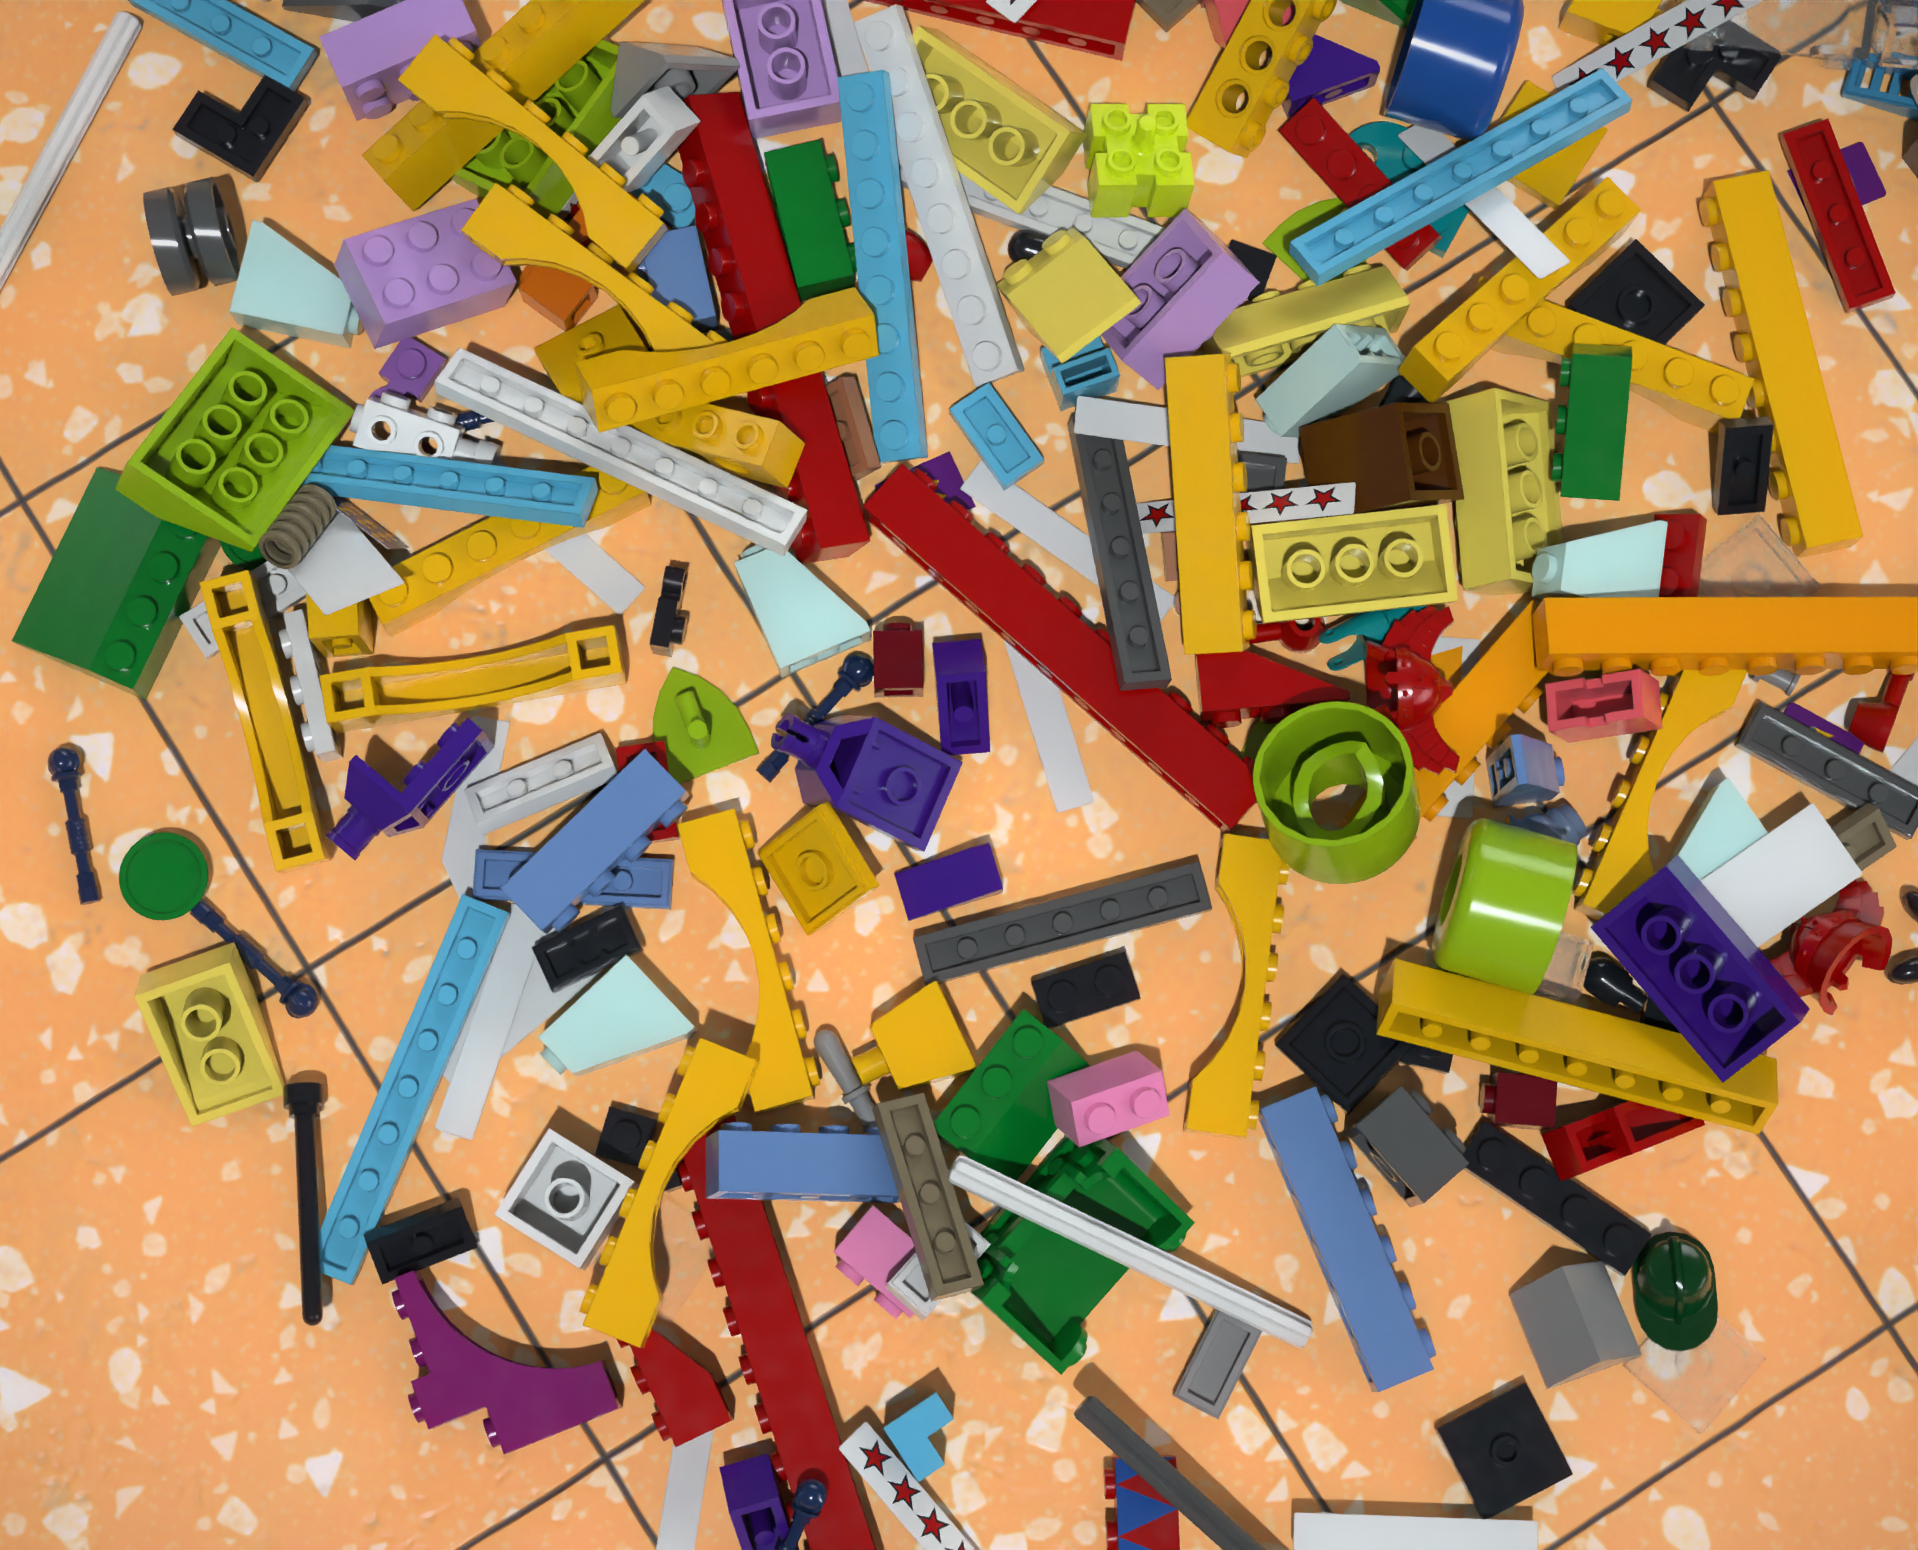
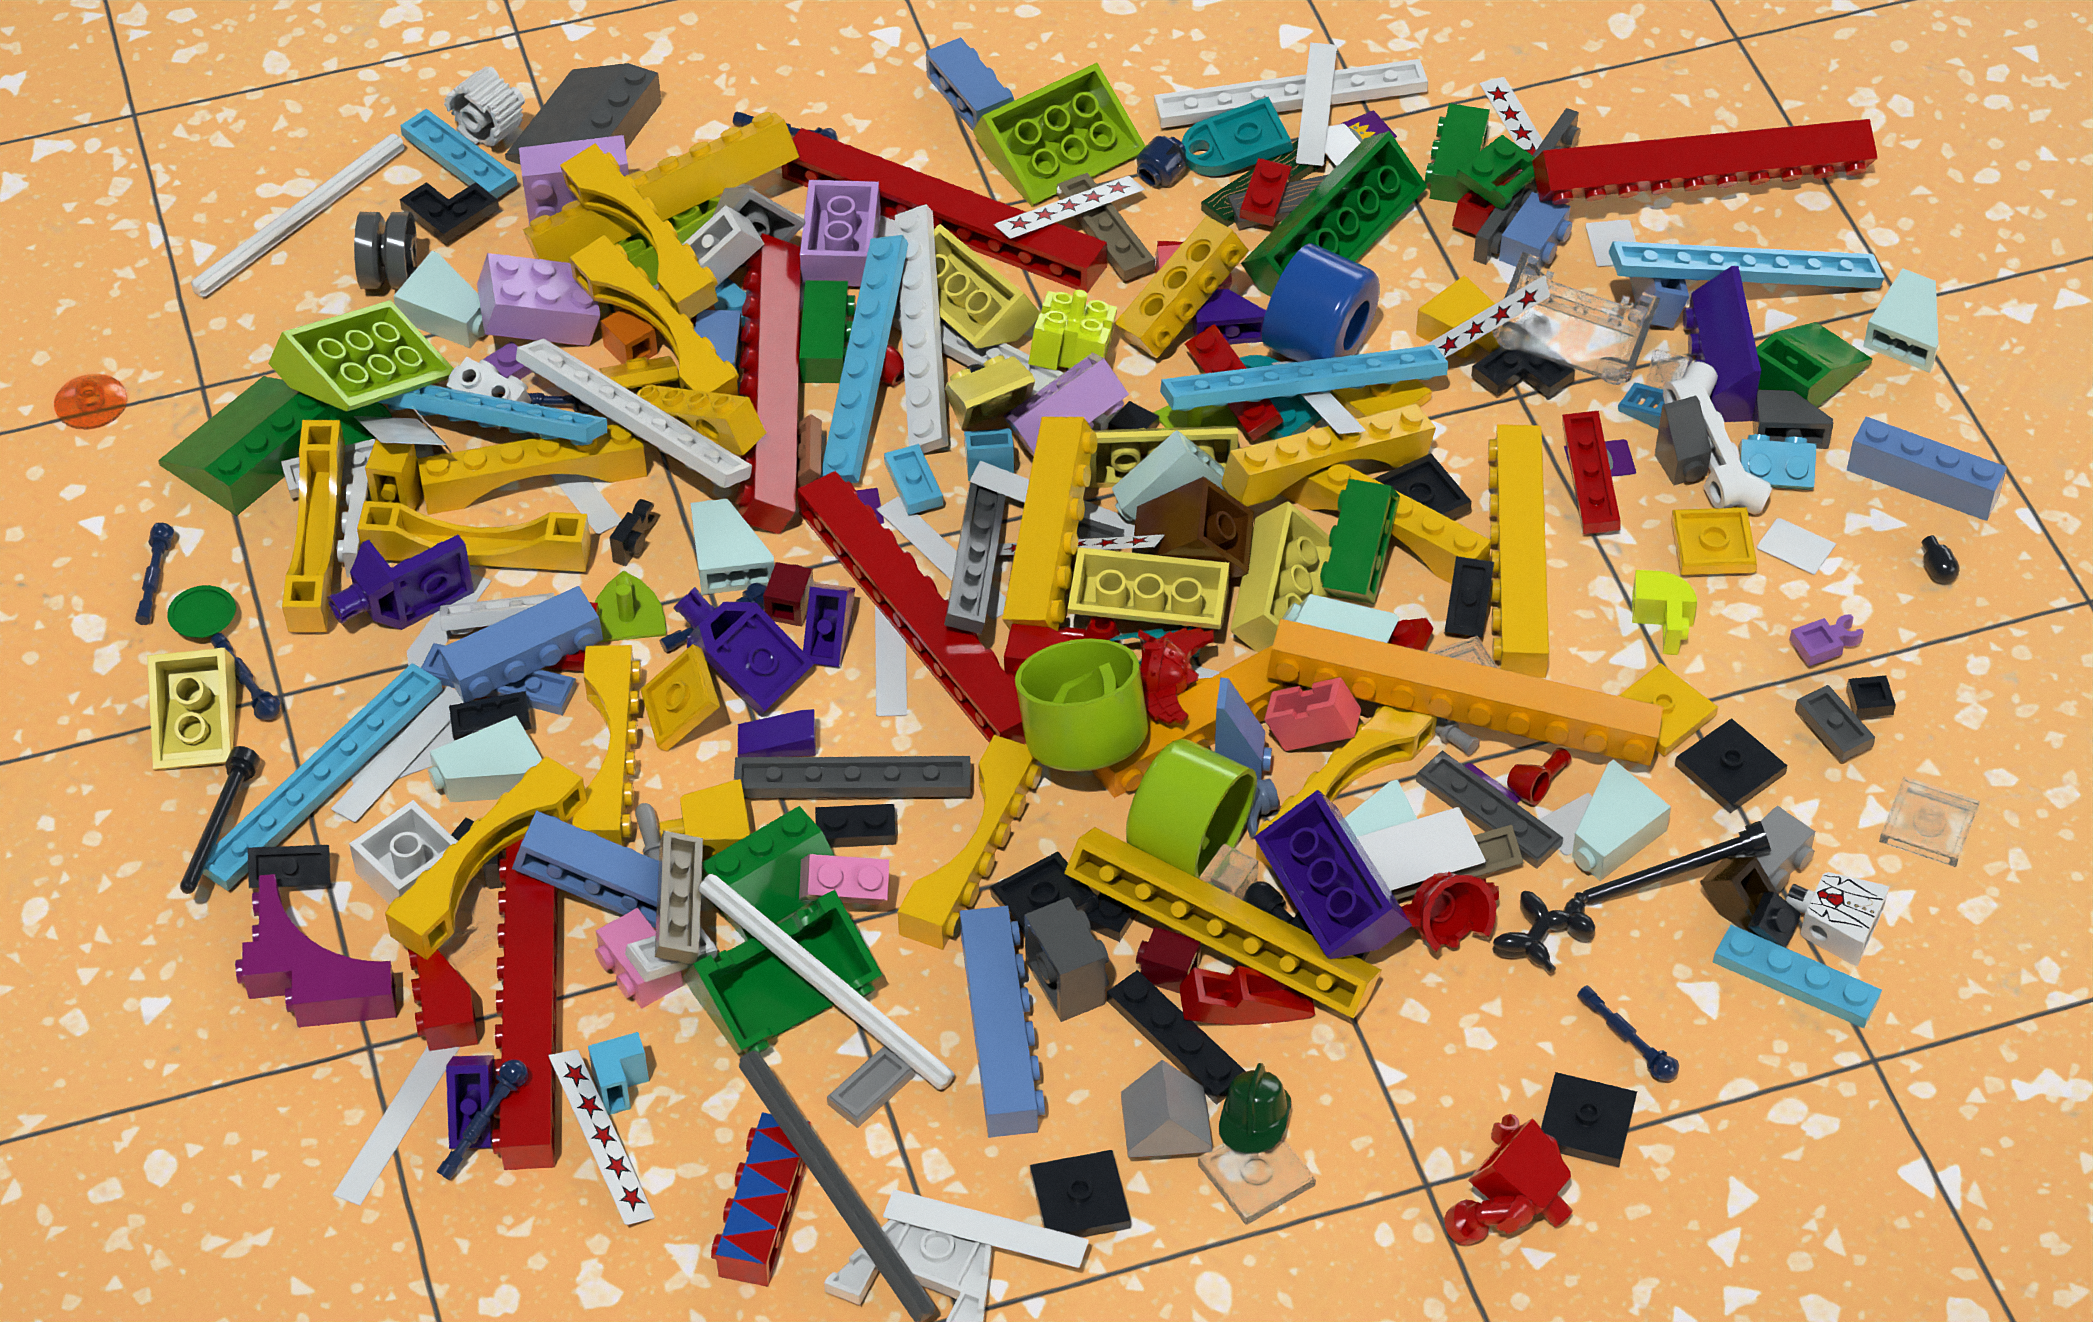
camera: 20 degrees right, 30 degrees down
(297, 526) = (385, 409): dark tan piece -> none
(644, 385) = (729, 372): yellow arch -> none

